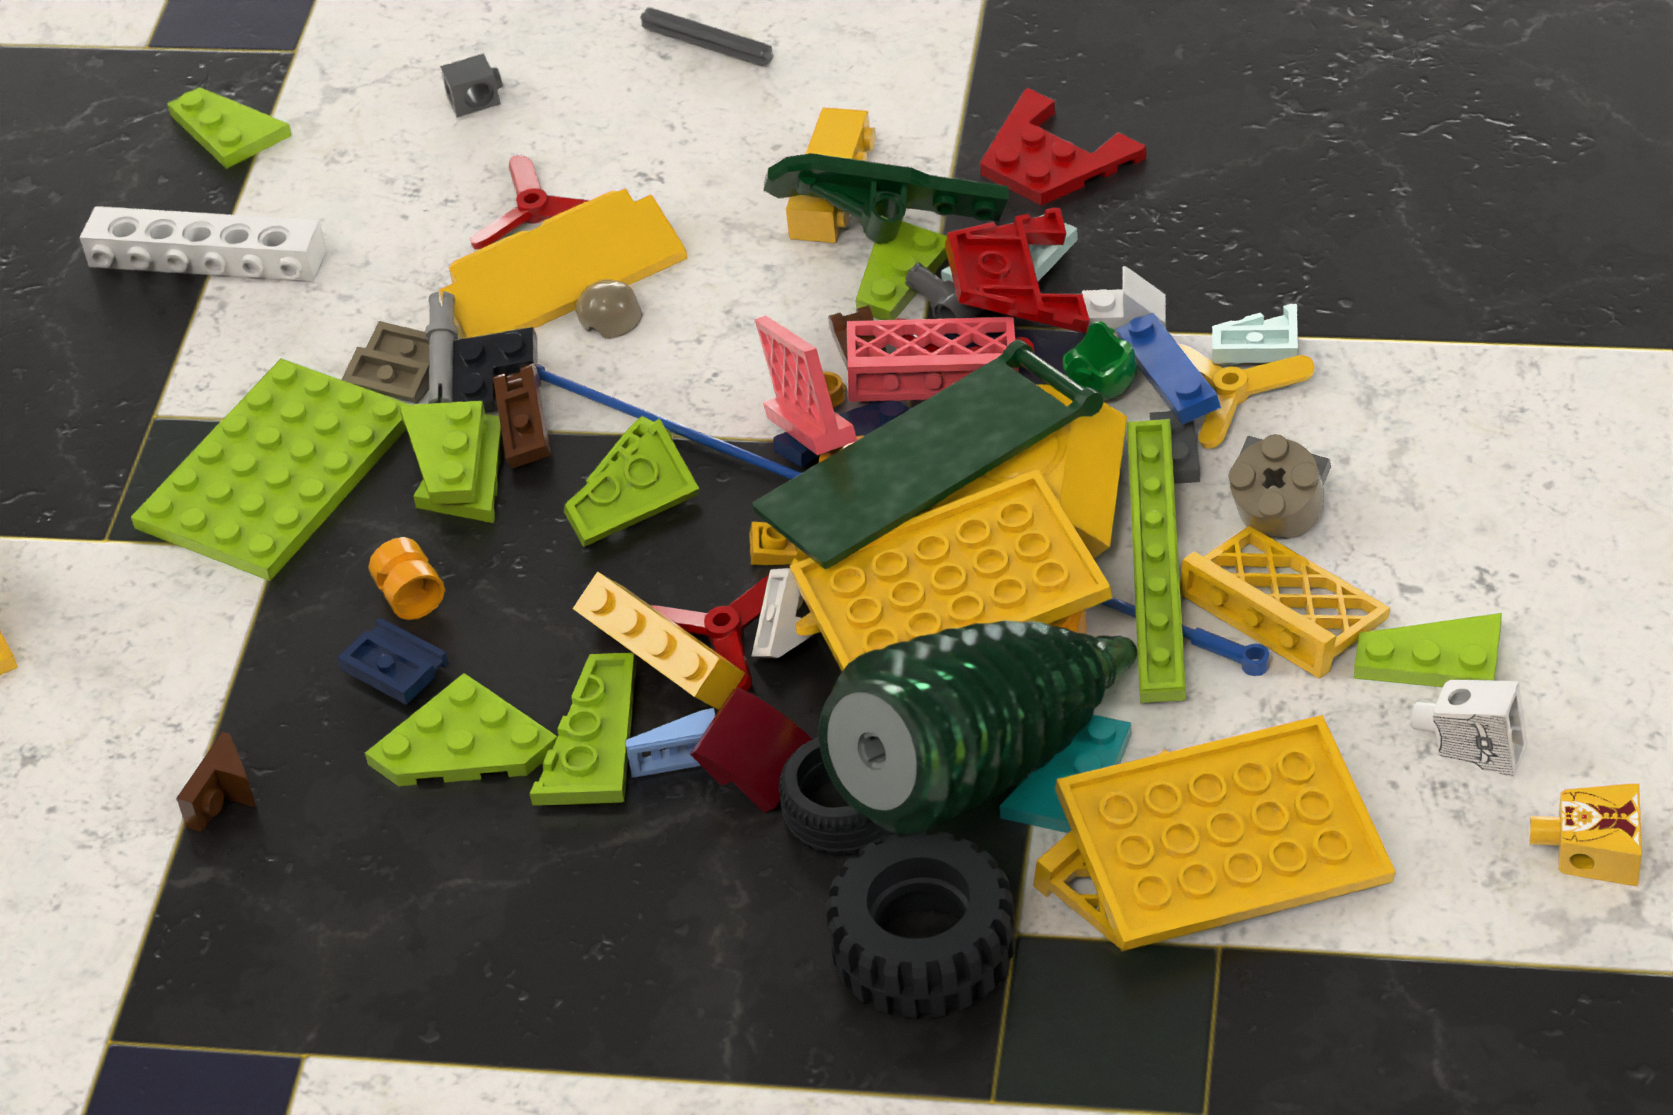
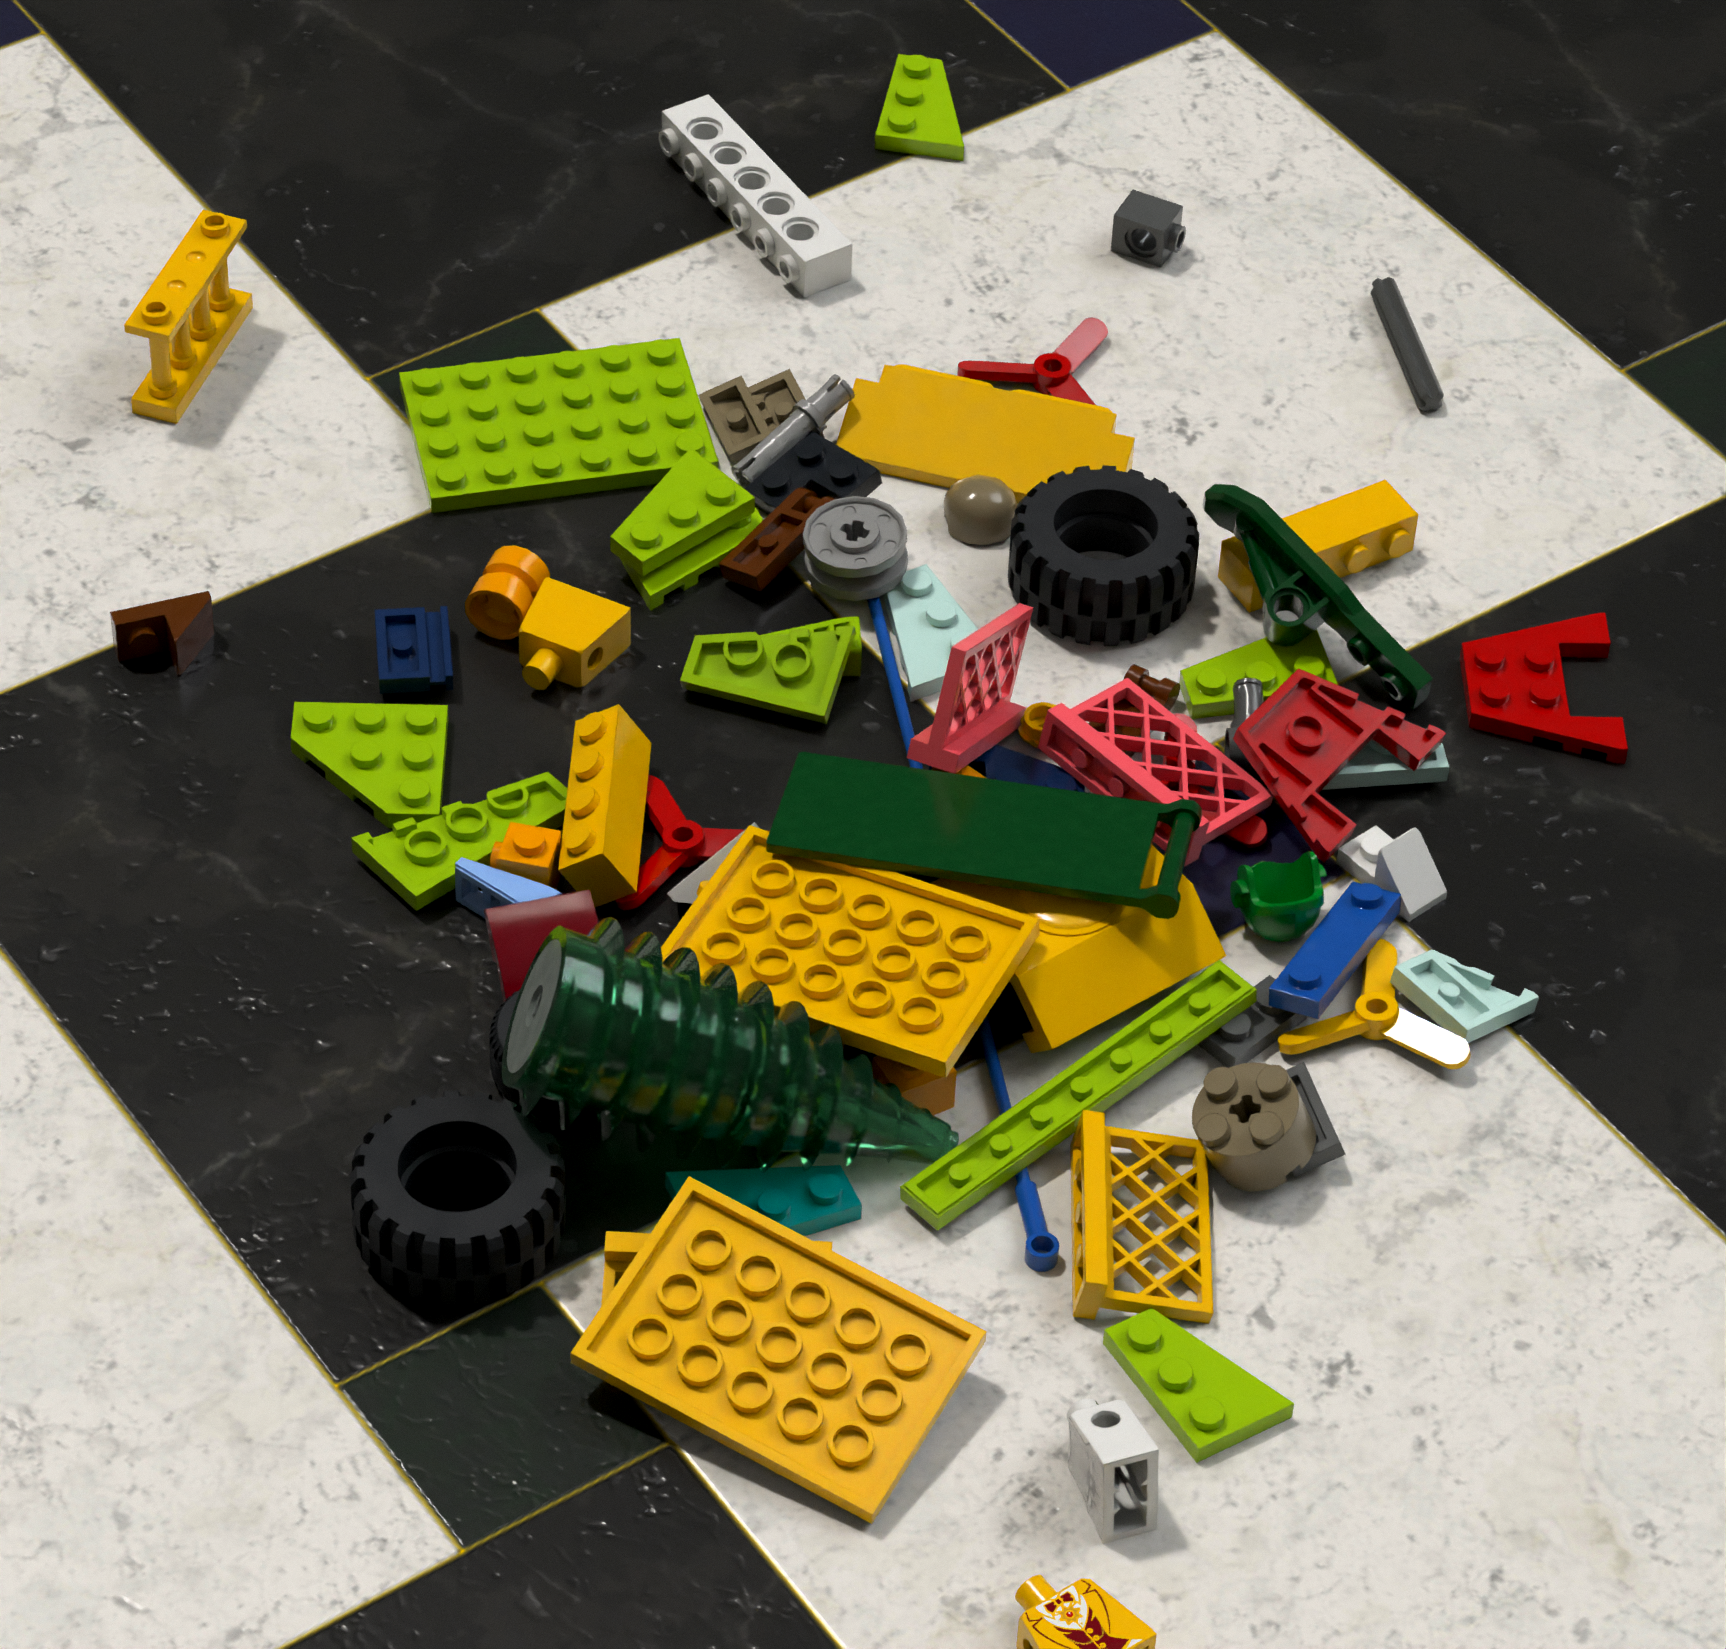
camera: 40 degrees right, 0 degrees up
(478, 571) = (570, 635): none -> yellow torso
(583, 380) = (855, 548): none -> light grey wheel
(658, 704) = (529, 853): none -> light orange brick
(686, 394) = (926, 628): none -> light aqua wing
(720, 238) = (1099, 596): none -> black tyre

